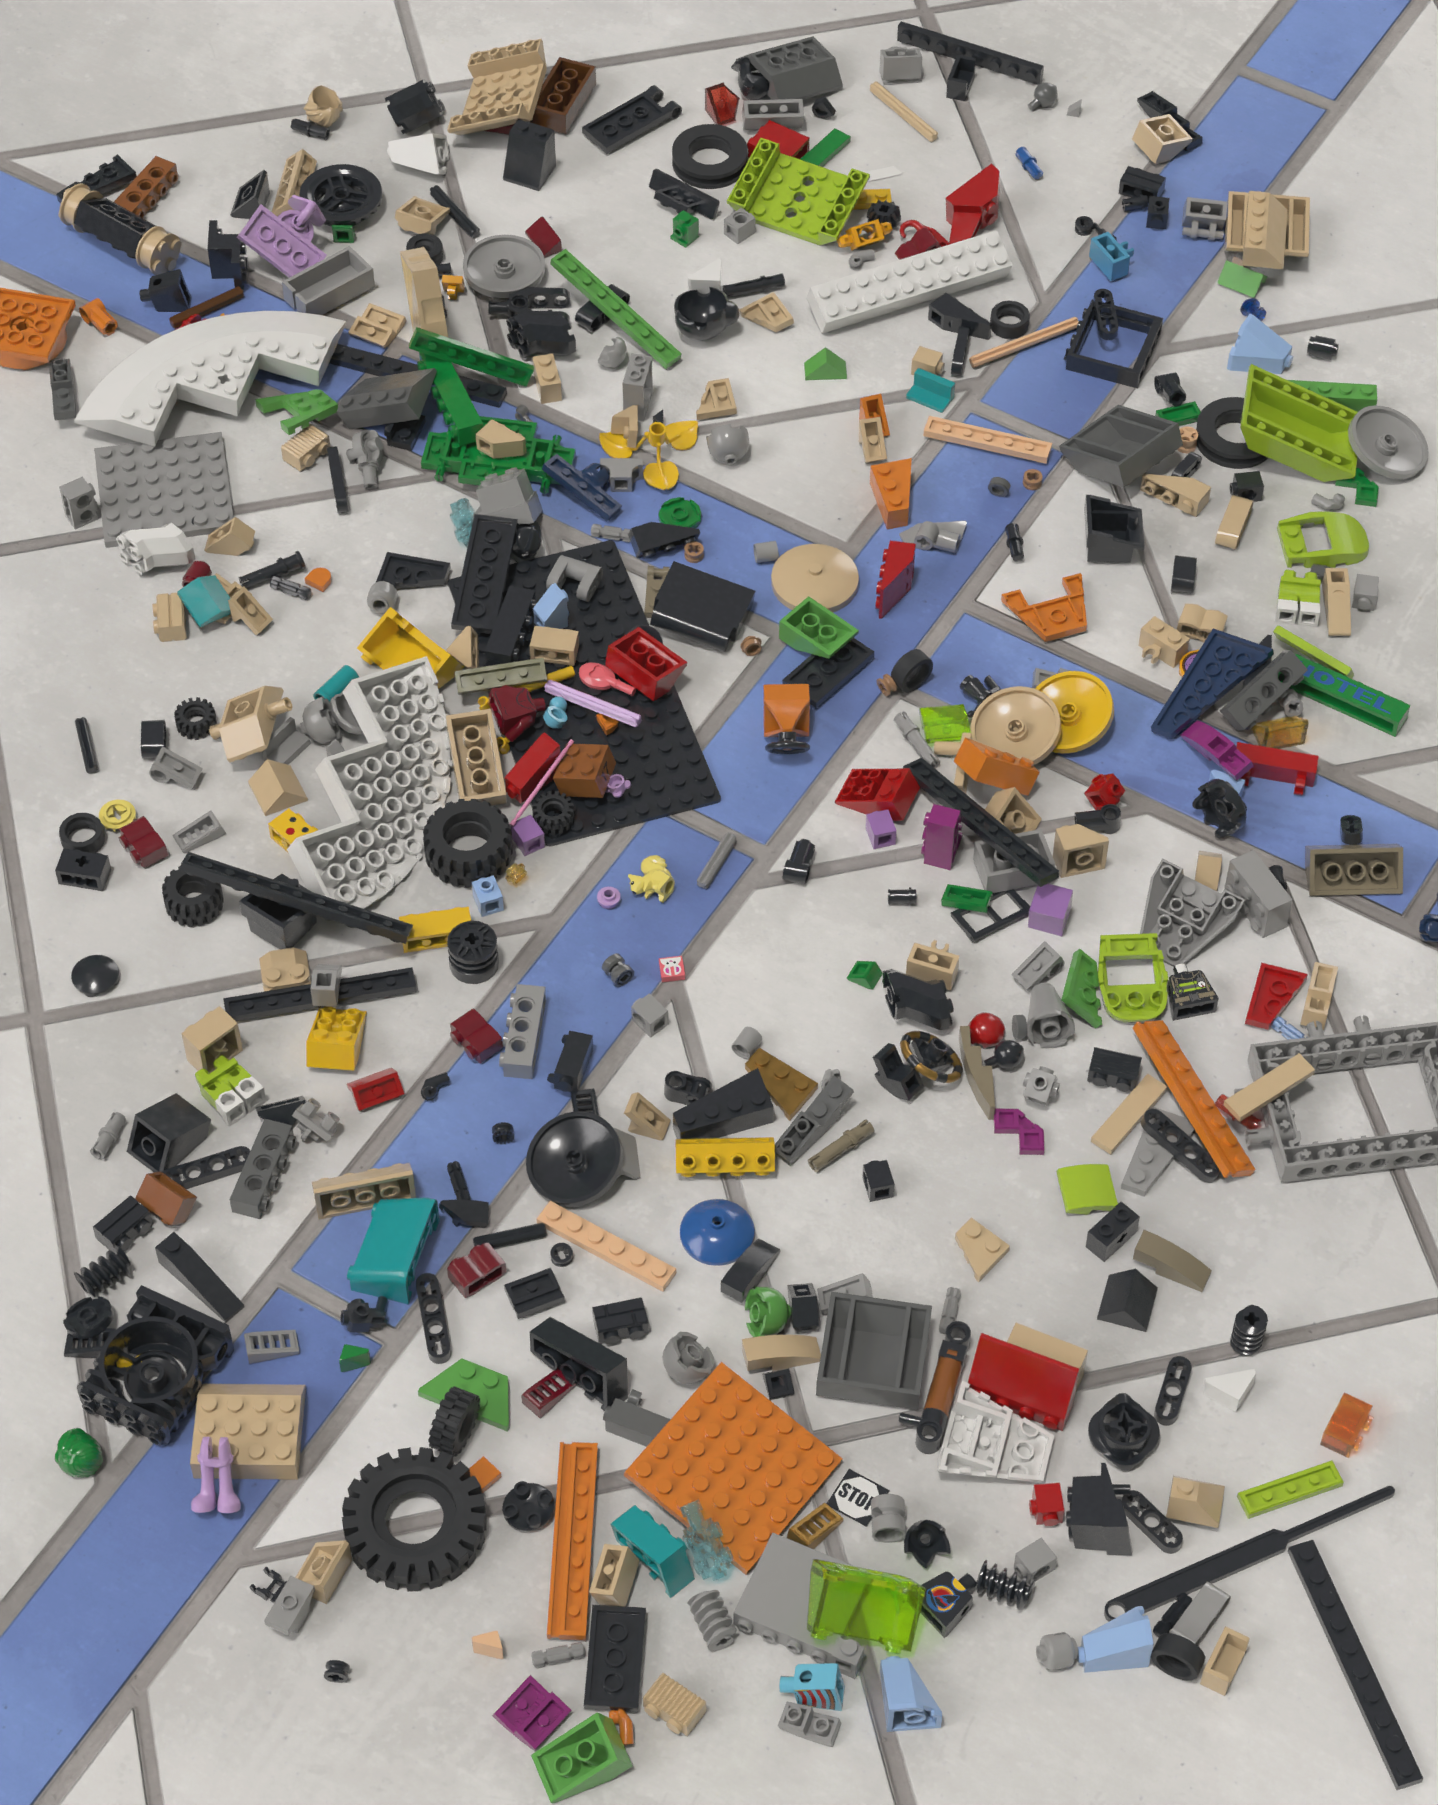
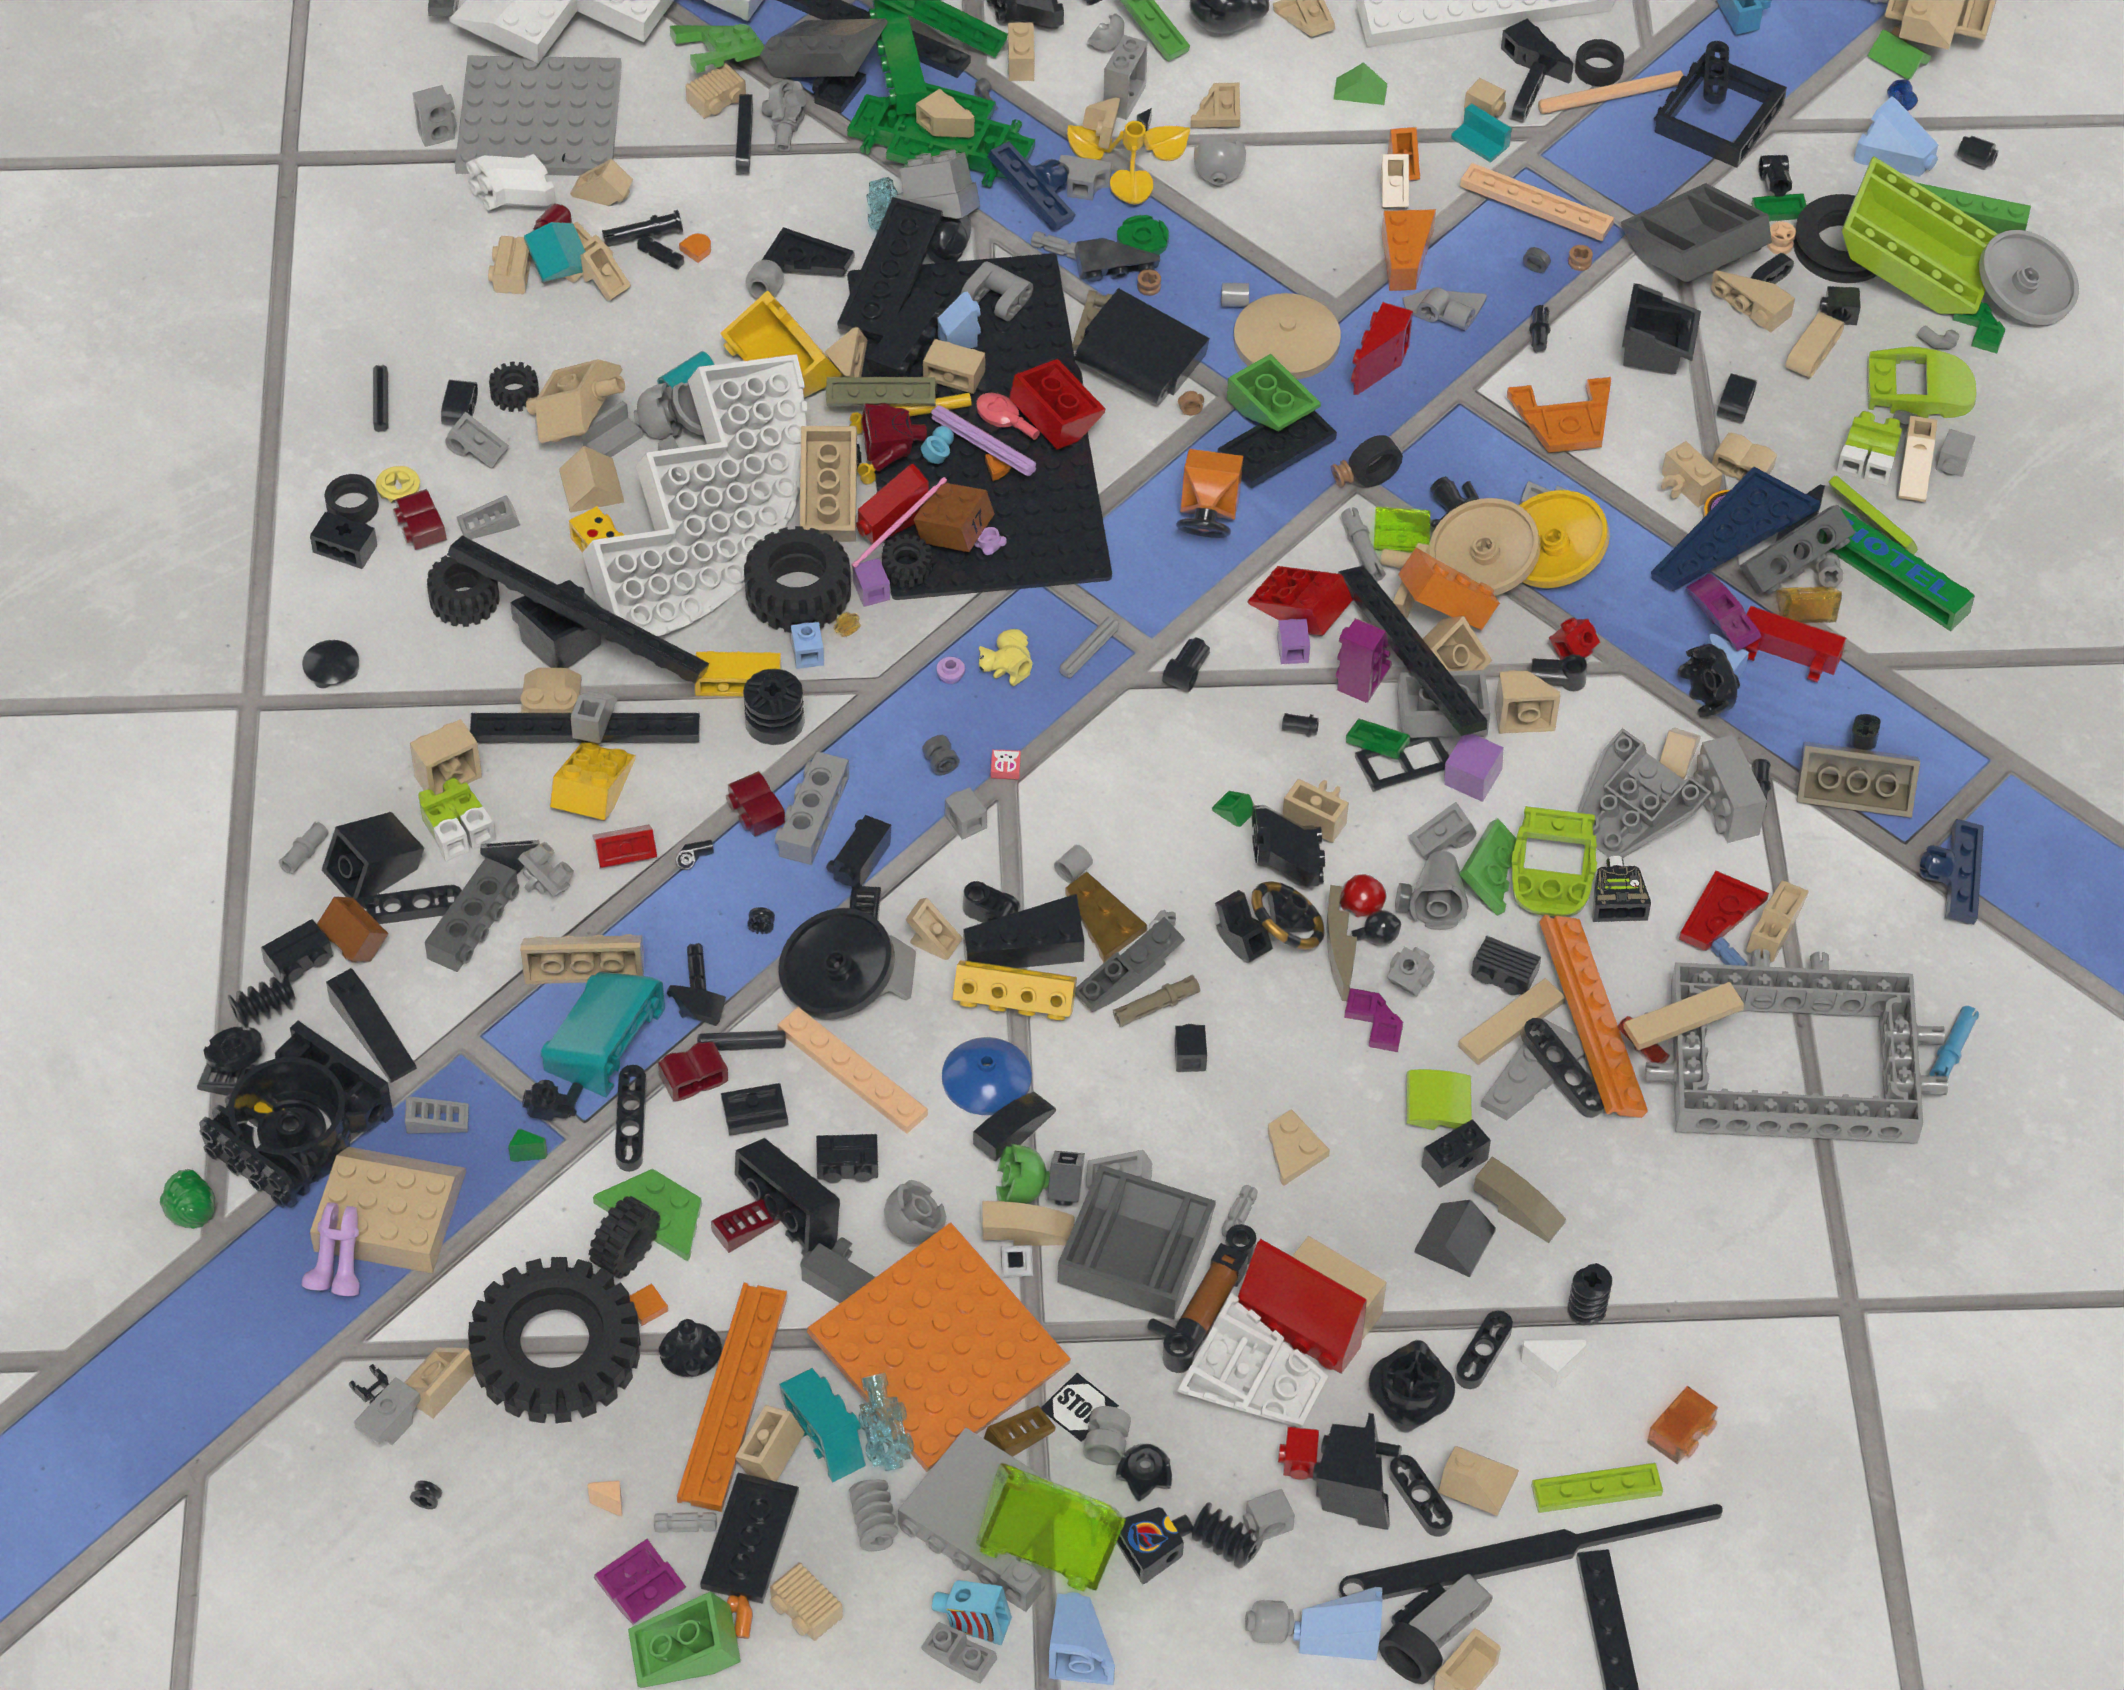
camera: 10 degrees right, 0 degrees up
(566, 1250) = (789, 1071): black bush -> none

